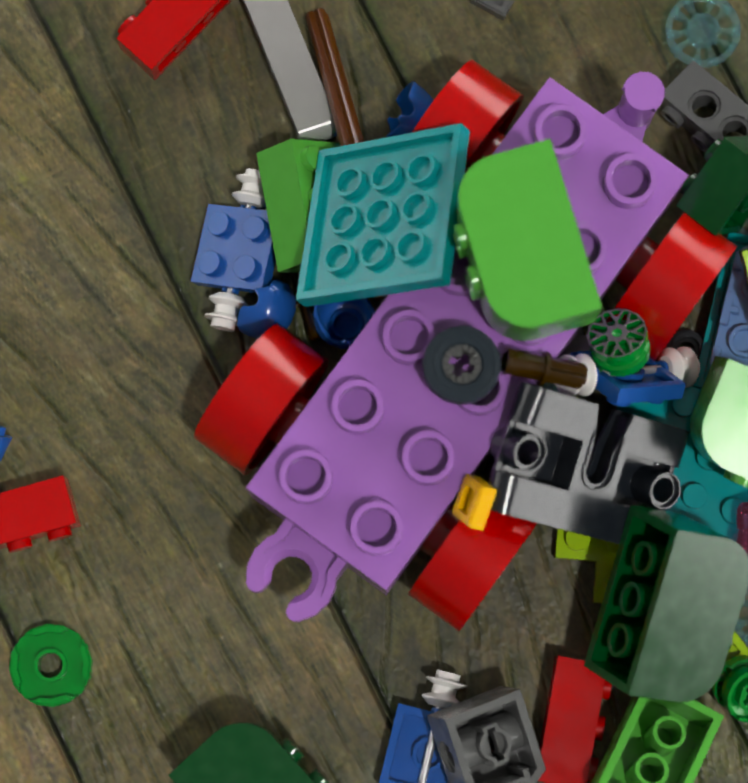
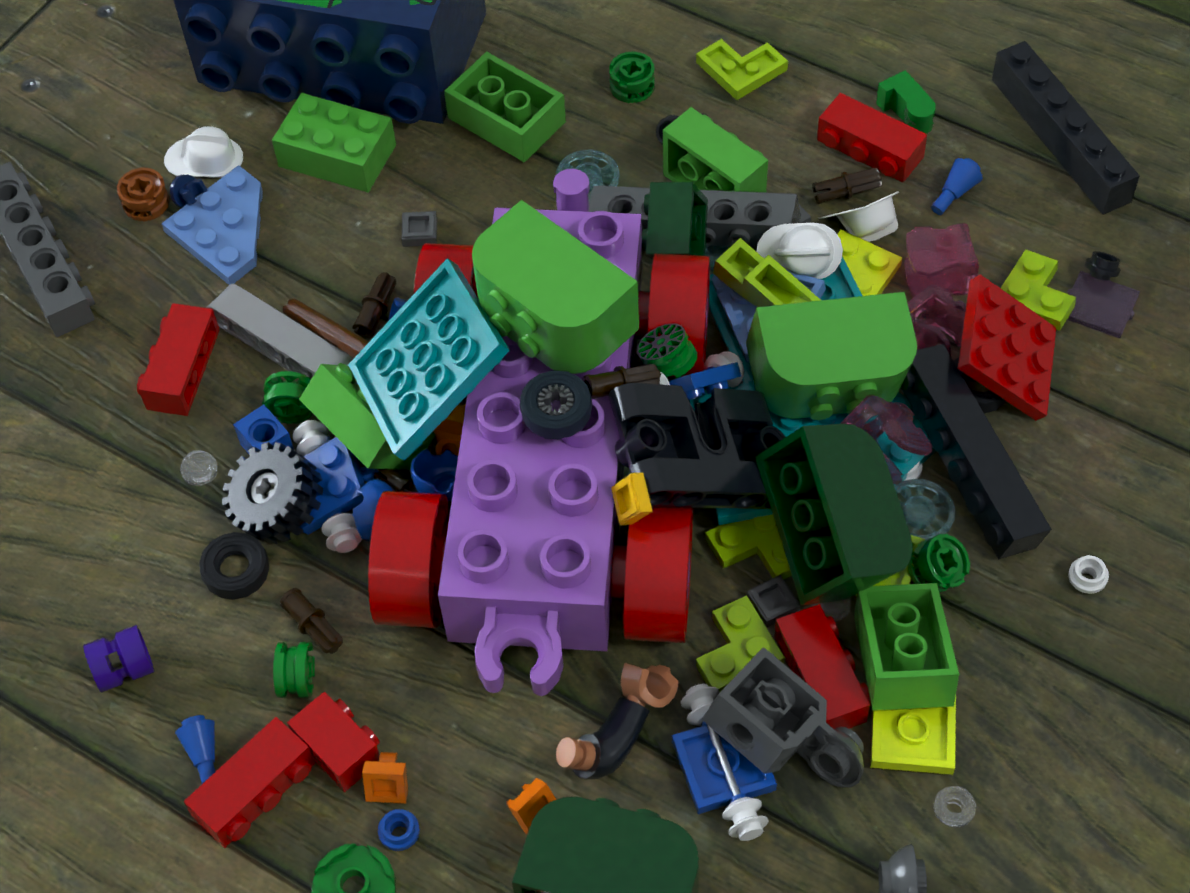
camera: 30 degrees left, 25 degrees down
(100, 260) = (241, 585): none -> black tyre
(102, 639) = (395, 819): none -> blue plate
(105, 432) = (293, 670): none -> green wheel
(105, 523) = (335, 739): none -> red brick
(129, 588) = (385, 780): none -> orange tile
(133, 153) = (198, 468): none -> clear plate
(150, 386) = (311, 621): none -> dark brown axle
(204, 145) = (261, 426): none -> blue brick
(205, 239) = (286, 504): none -> bush
(240, 695) = (530, 802): none -> orange tile
(254, 128) = (283, 396): none -> green wheel
(339, 677) = (606, 749): none -> piece
(399, 63) = (374, 305): none -> dark brown axle
(520, 661) = (744, 638): none -> lime plate
(575, 621) = (773, 600): none -> dark grey tile

